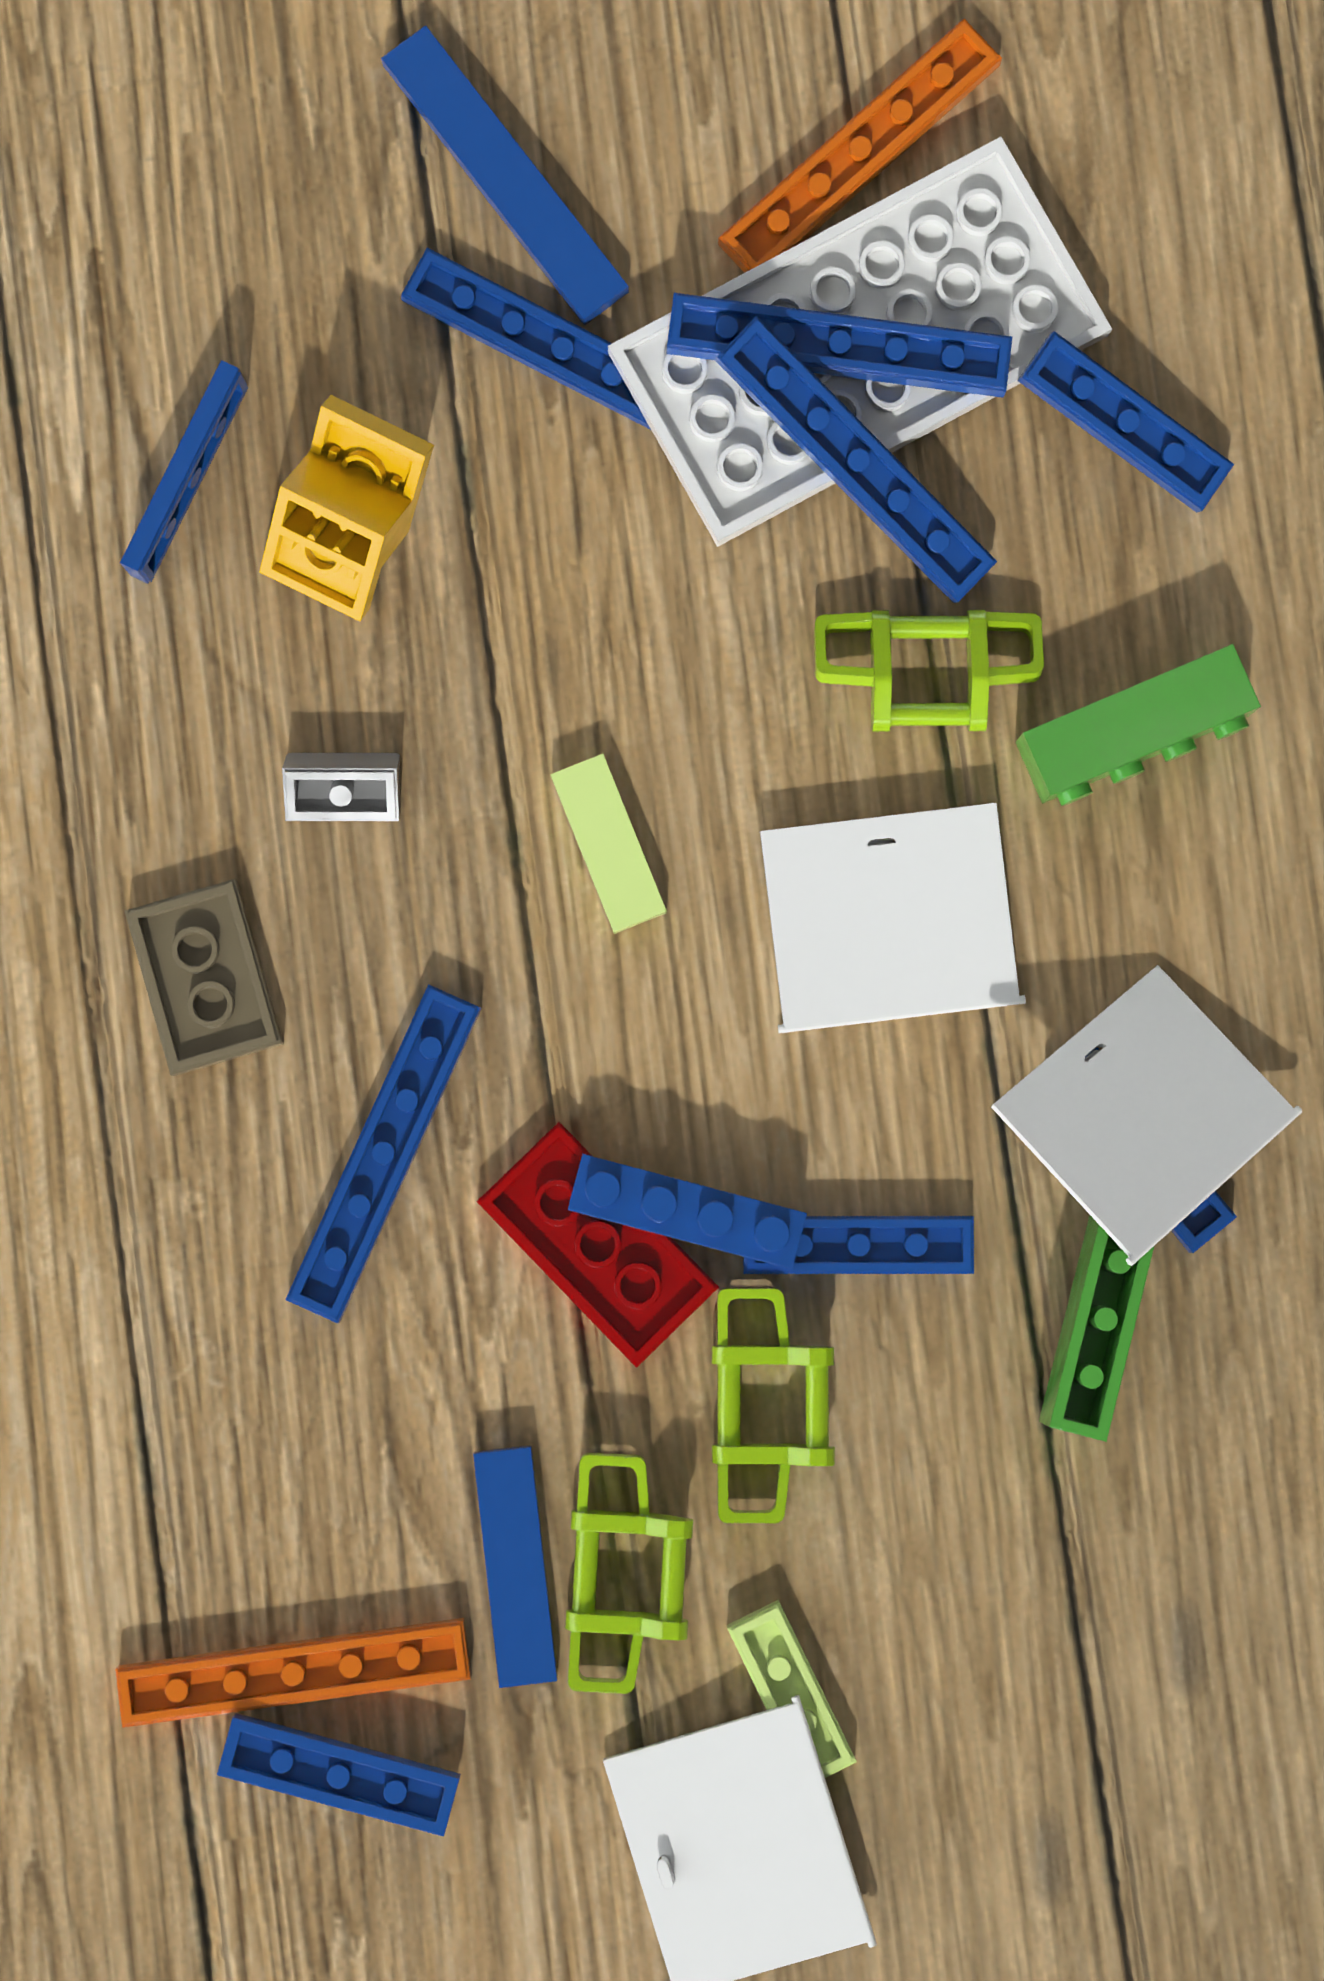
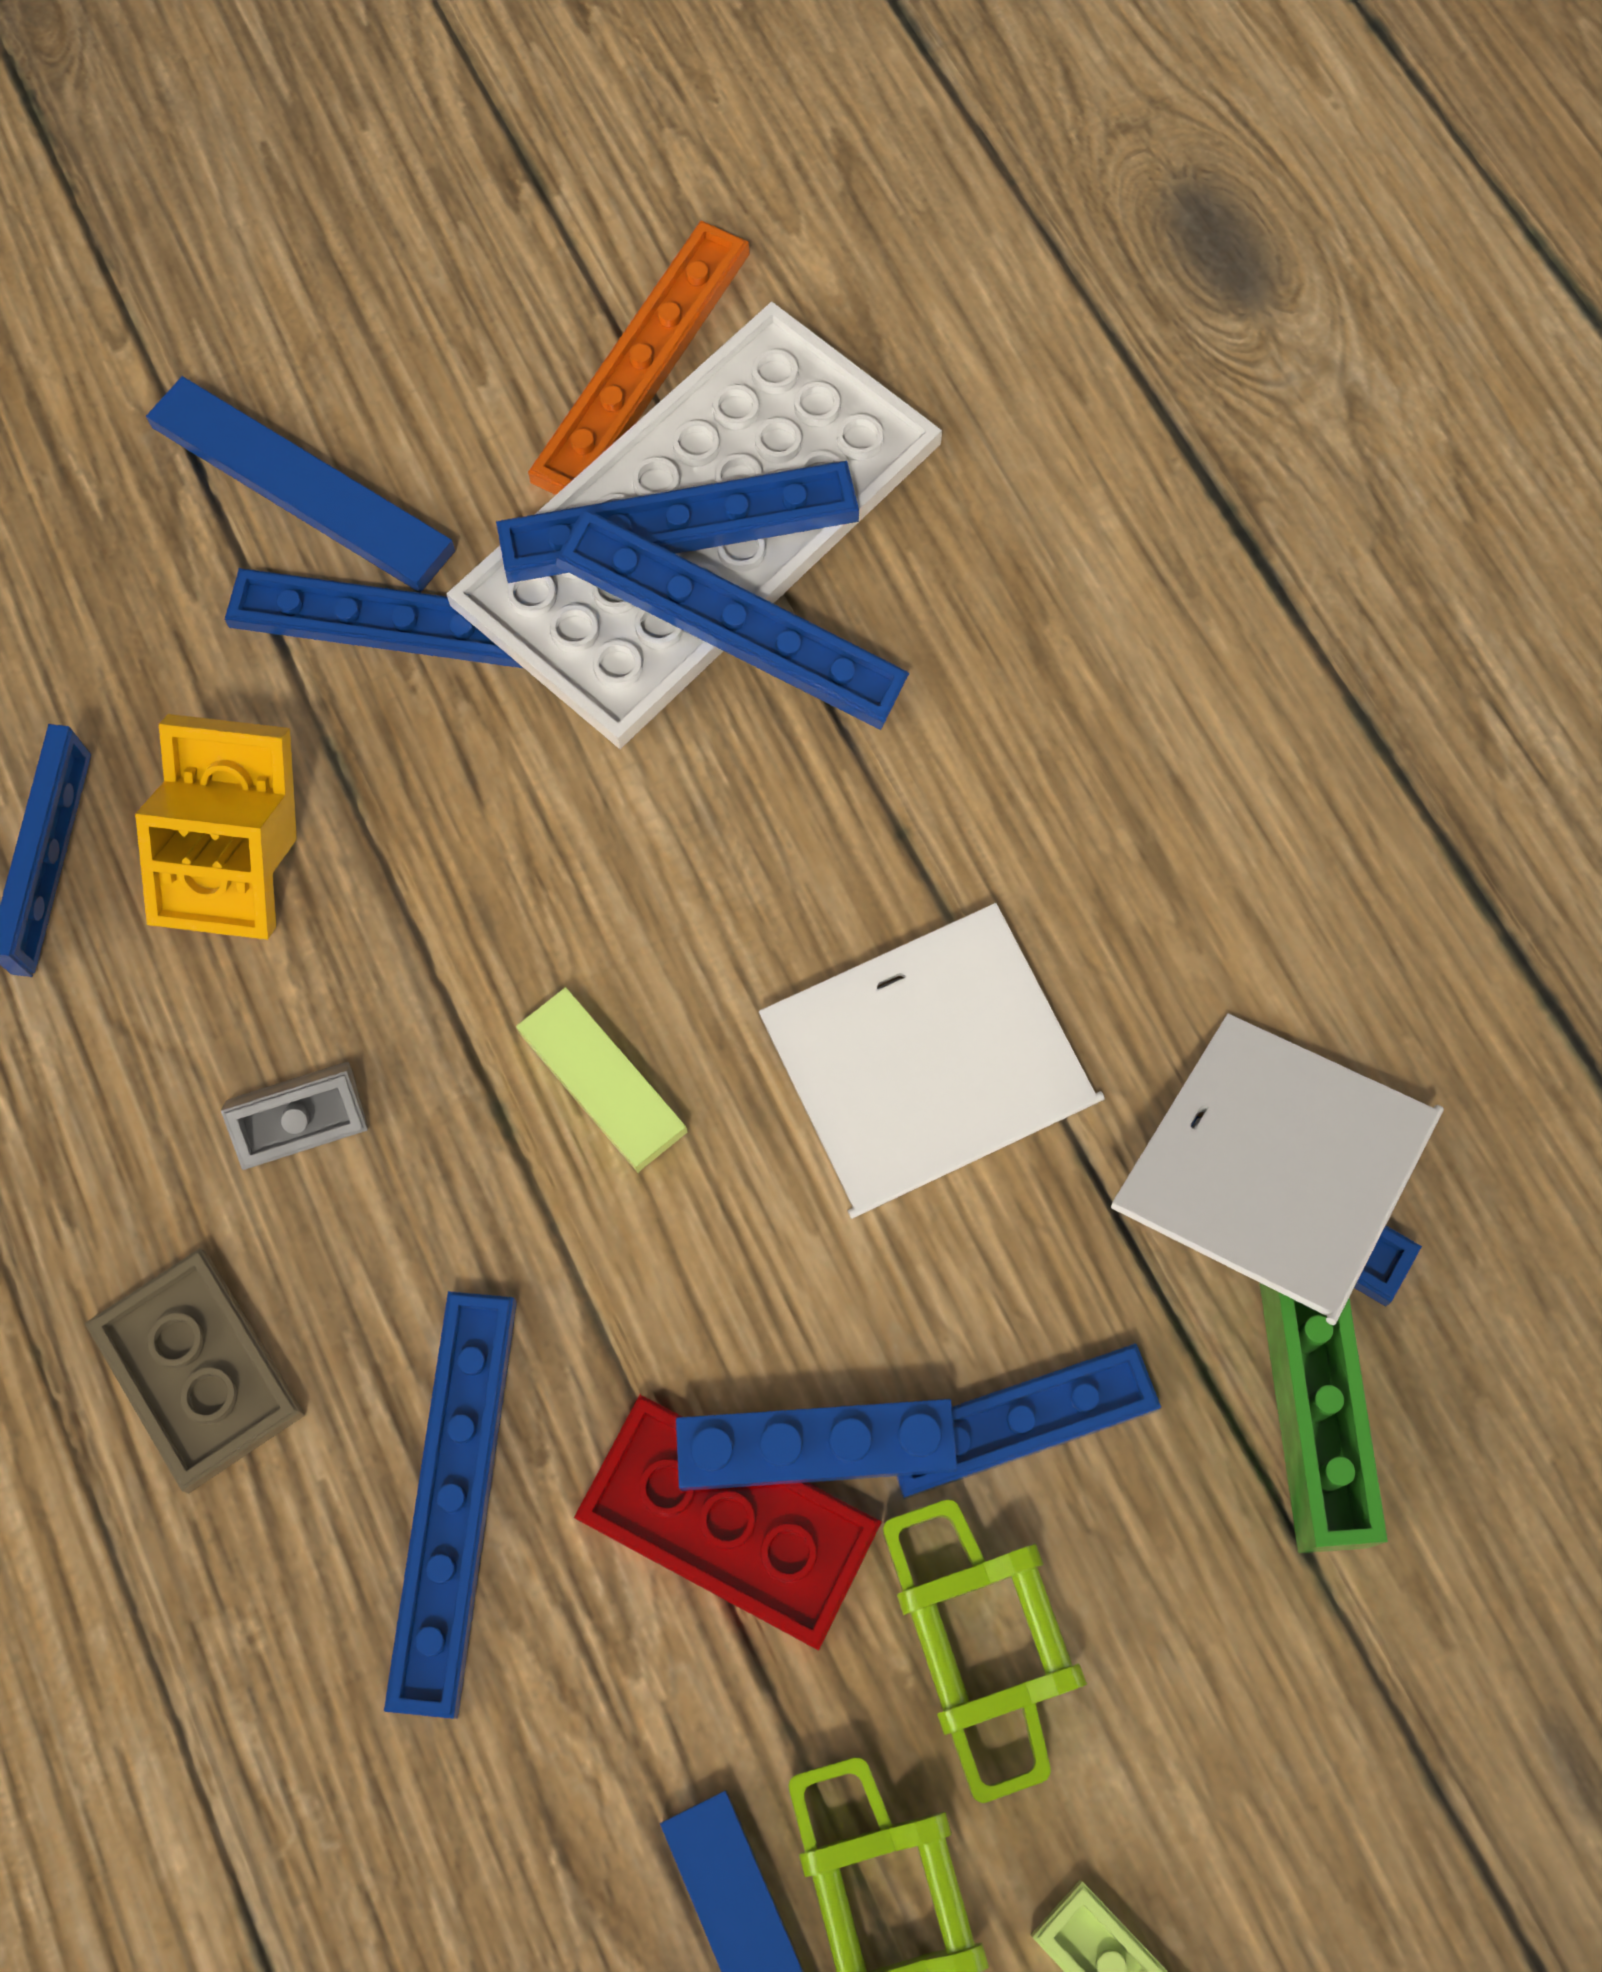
camera: 10 degrees left, 15 degrees down
(980, 676) = (829, 818): lime bar -> none
(1125, 422) = (988, 508): blue tile -> none
(1137, 725) = (1111, 781): bright green brick -> none

